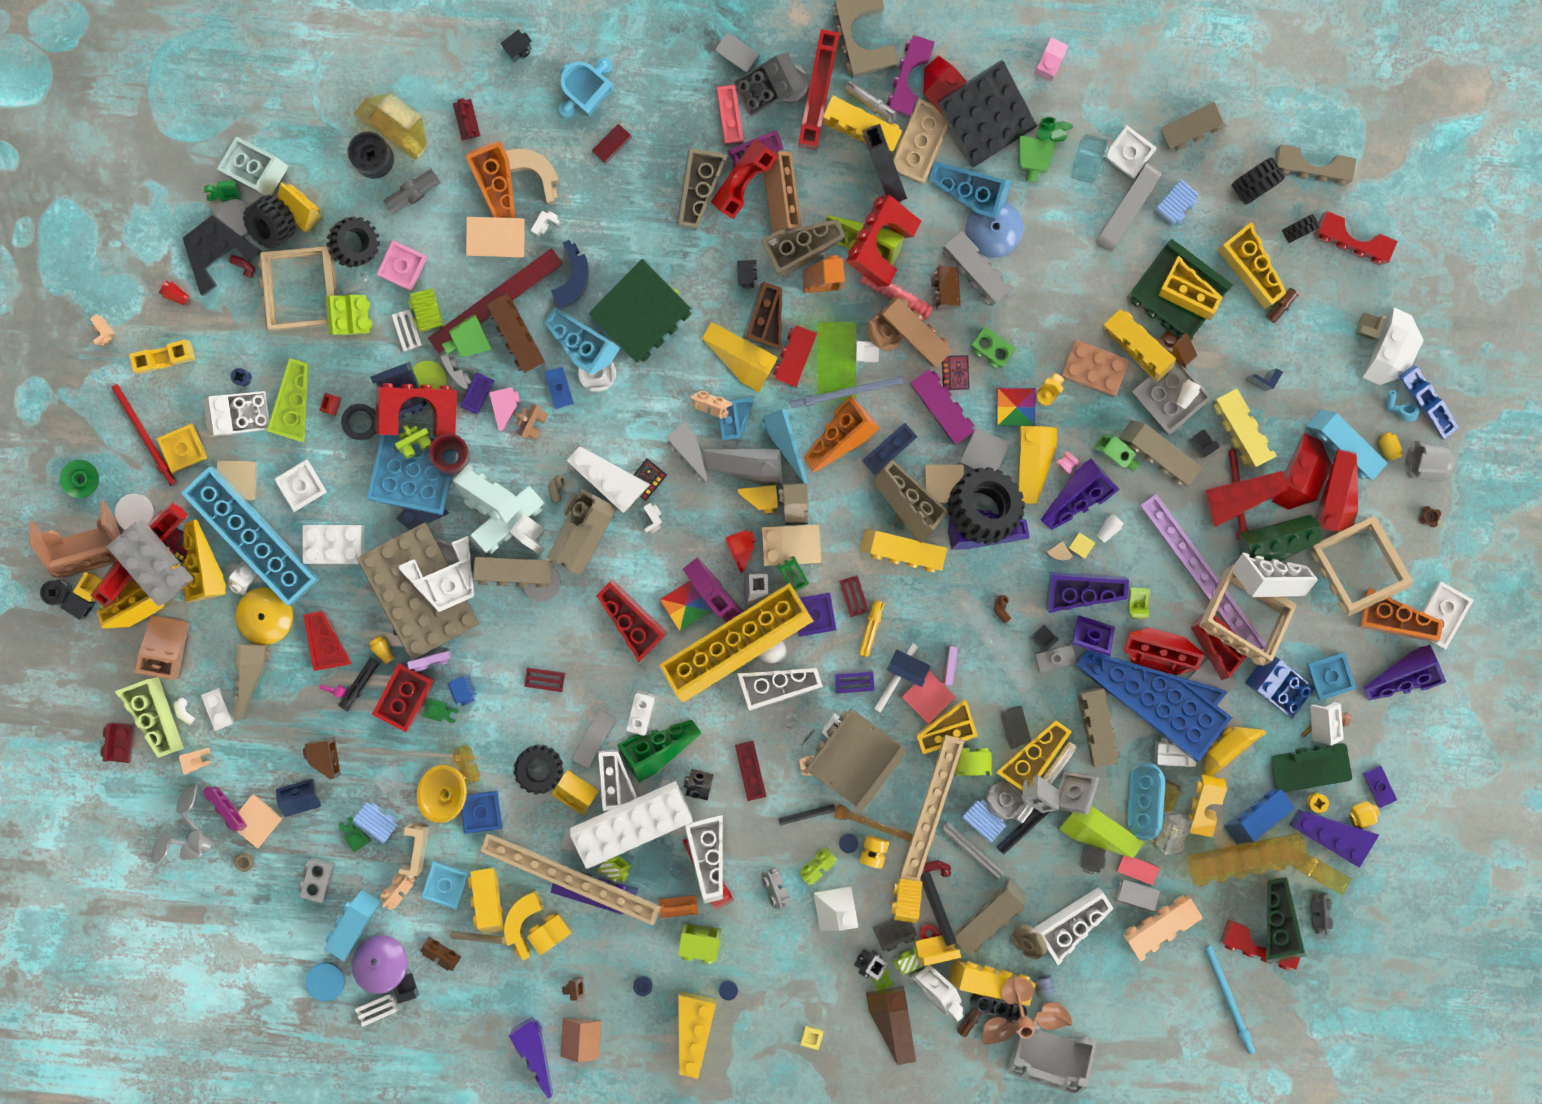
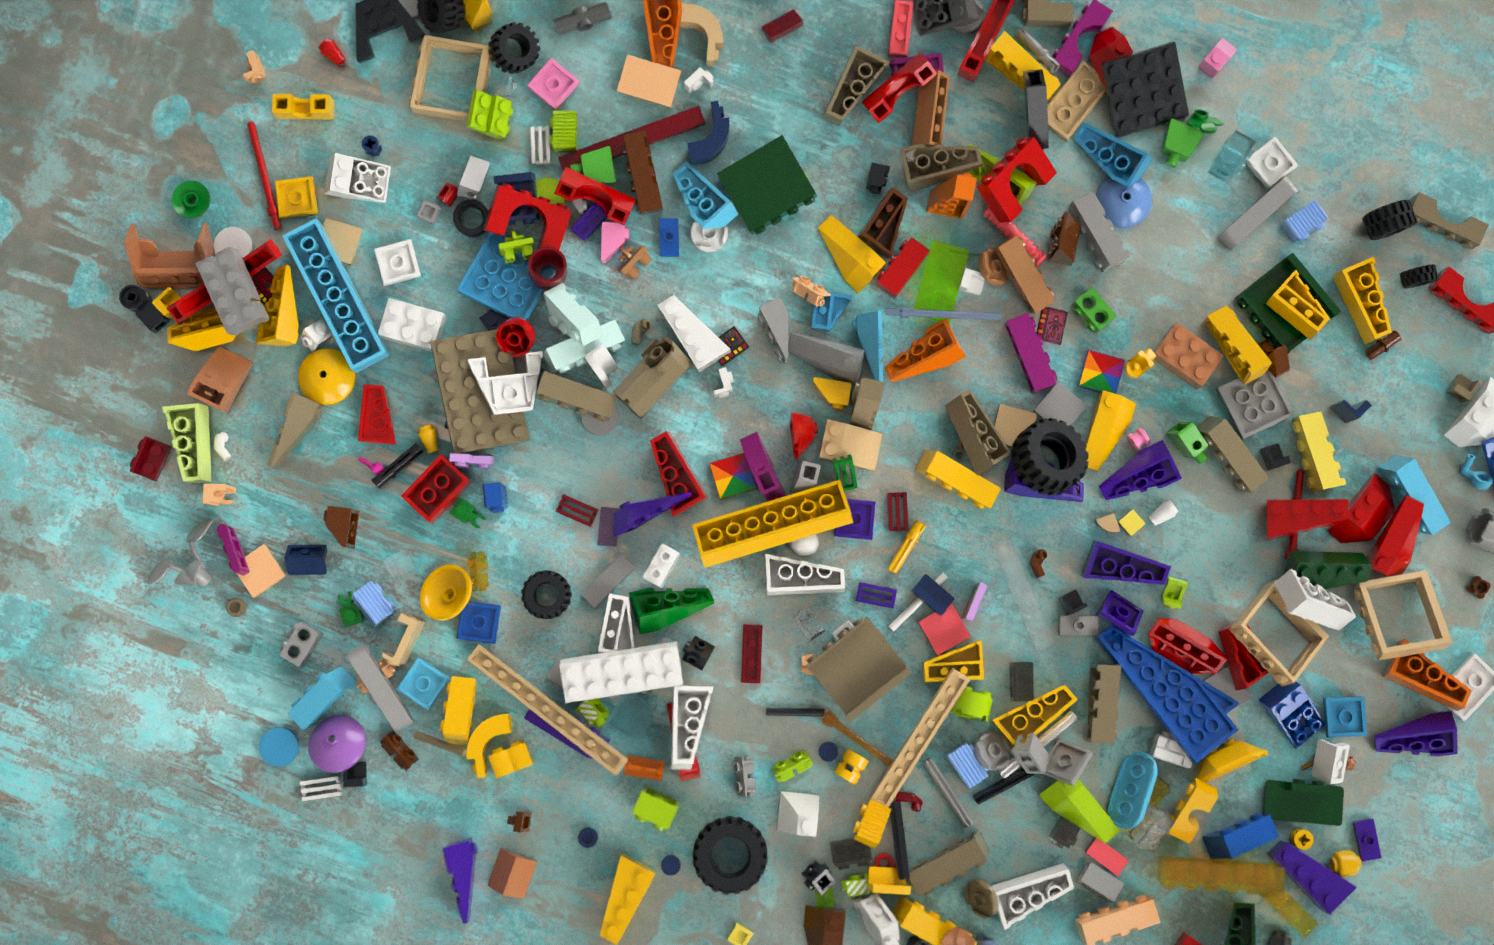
camera: 15 degrees right, 5 degrees down
(217, 709) = (255, 453): white plate -> none
(239, 261) = (403, 40): dark red arm -> none
(291, 403) = (410, 186): lime wing -> none
(316, 427) = (428, 212): none -> light grey tile
(350, 382) = (473, 177): none -> hinge
(405, 901) = (380, 687): none -> light grey beam
(438, 529) = (515, 336): none -> red cylinder
(454, 365) = (578, 186): none -> red arch
(575, 792) = (575, 628): yellow panel -> none
(579, 686) = (606, 527): none -> clear purple tile
(607, 664) = (640, 512): none -> dark purple wedge
(787, 991) = (723, 881): none -> black tyre
(889, 448) = (969, 379): dark blue plate -> none
(1188, 393) = (1272, 403): white cone -> none
(1194, 126) = (1339, 154): dark tan wedge -> none
(1199, 569) = (1239, 572): lavender plate -> none
(1390, 446) = (1456, 508): yellow brick -> none

